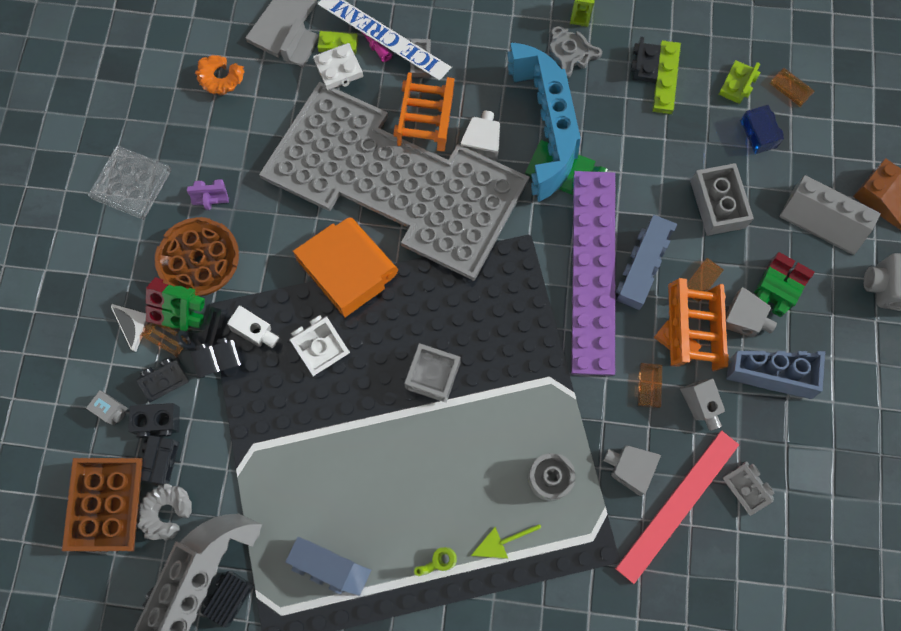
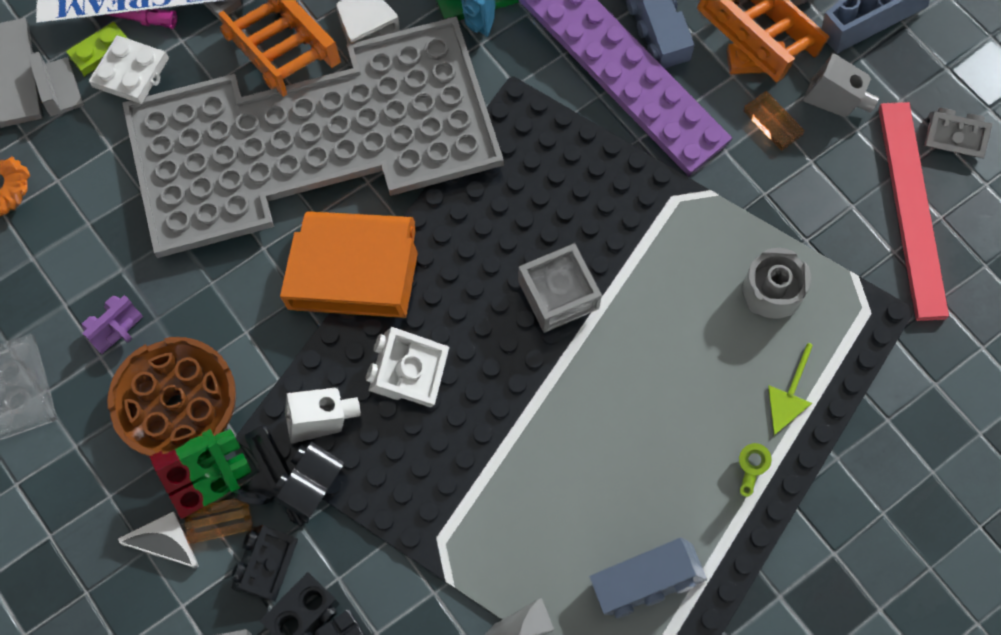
camera: 45 degrees left, 5 degrees down
(633, 467) = (839, 209): light grey torso -> none

